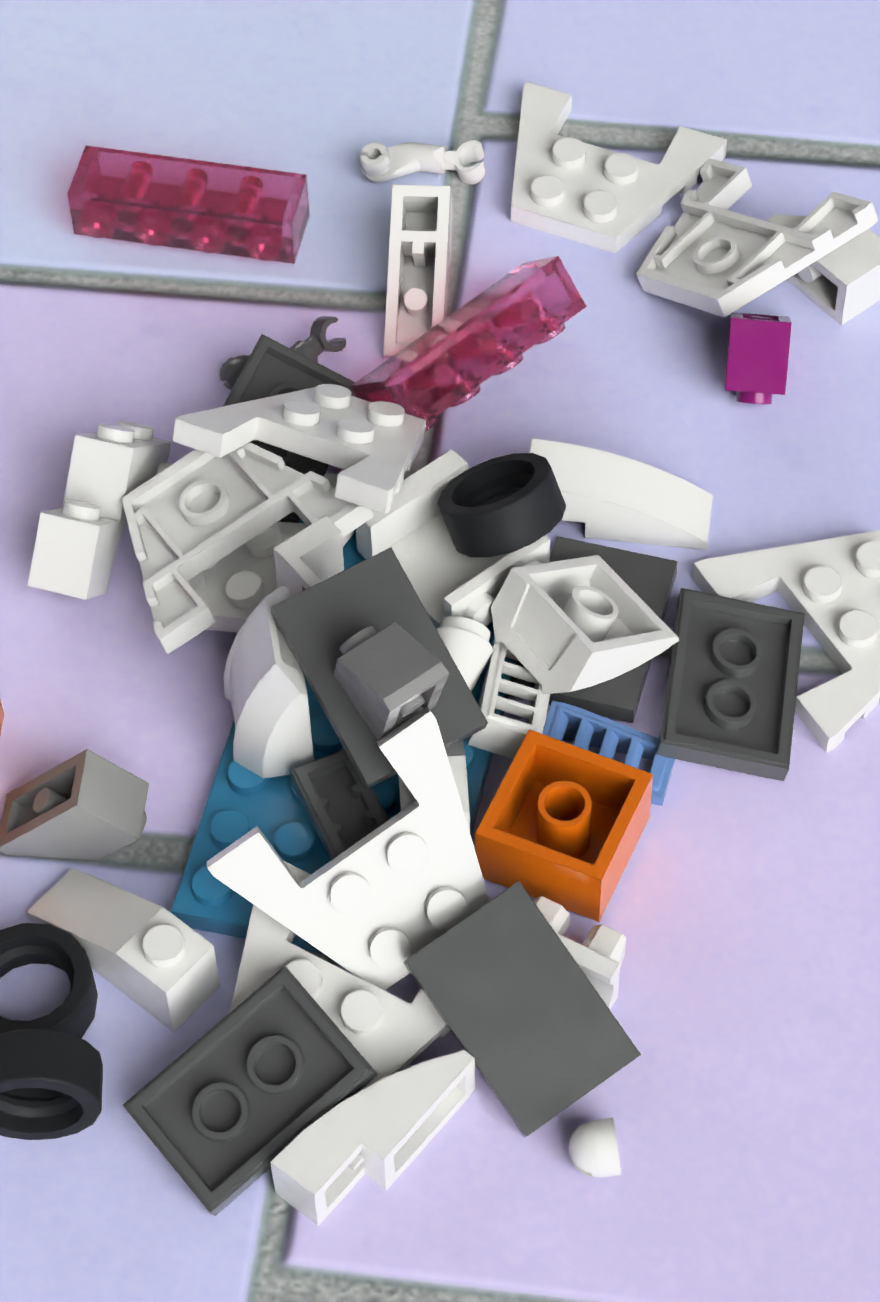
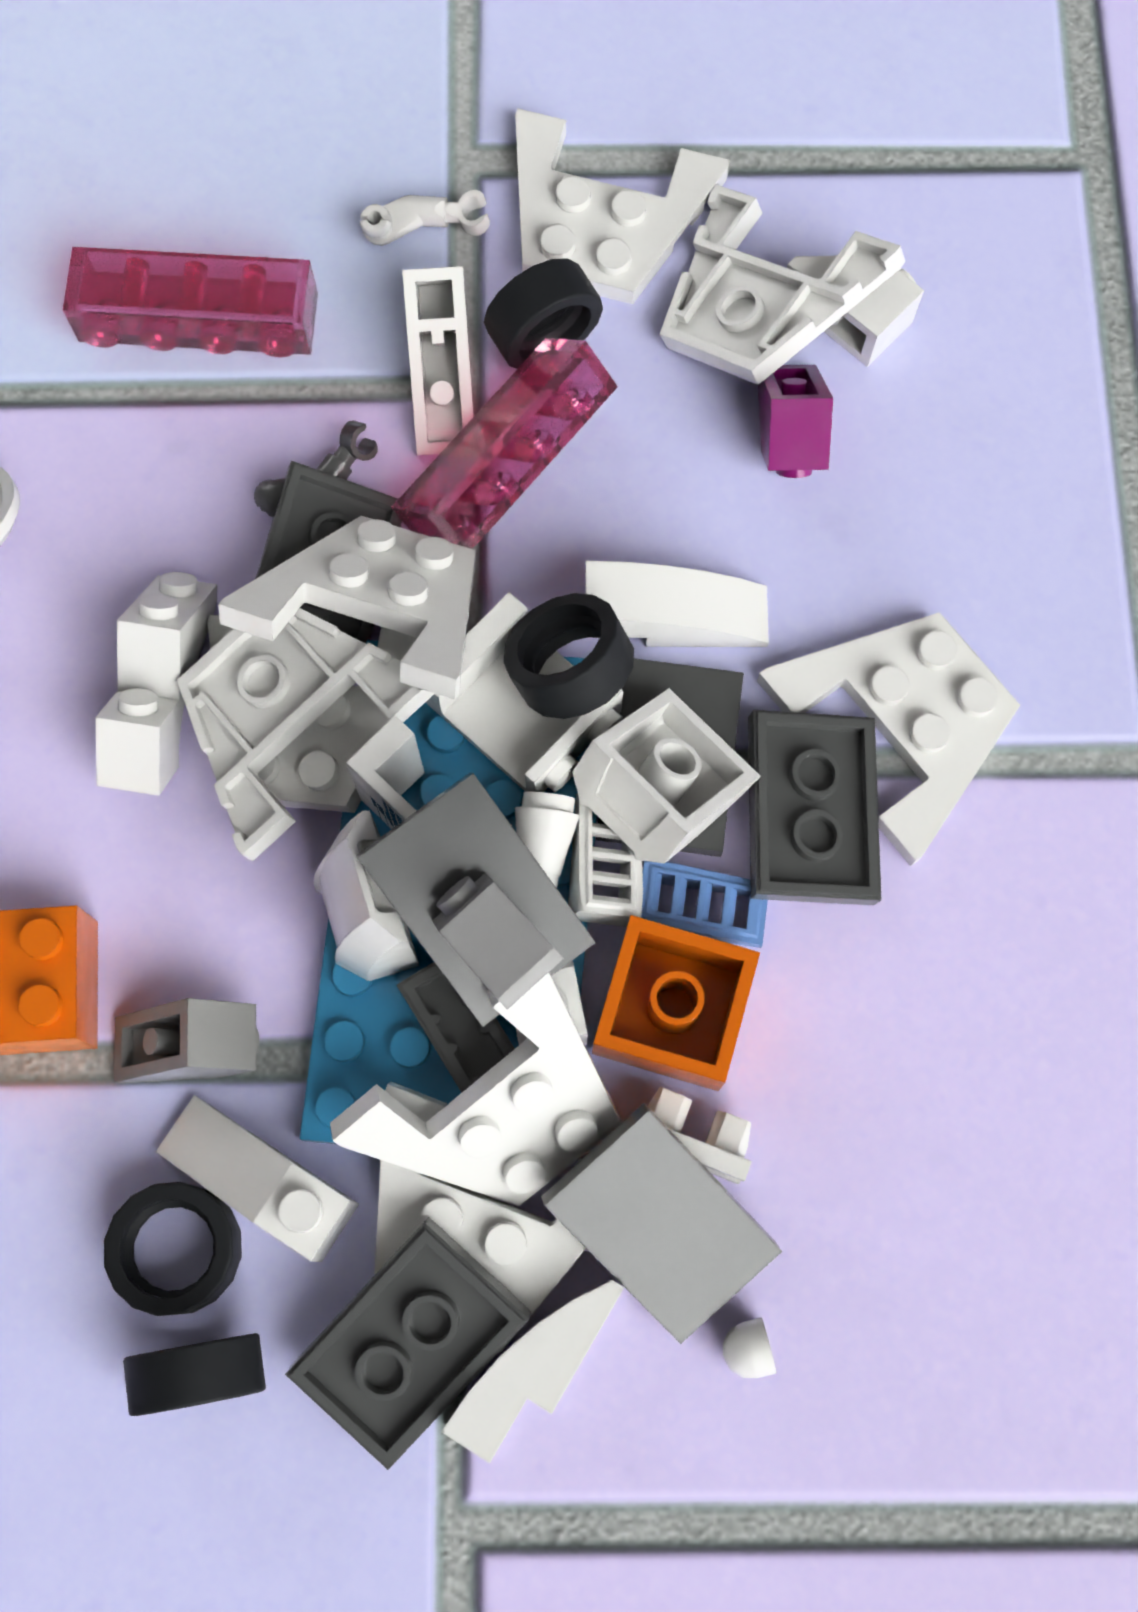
camera: 10 degrees left, 20 degrees up
(513, 216) = (542, 303): none -> black tyre

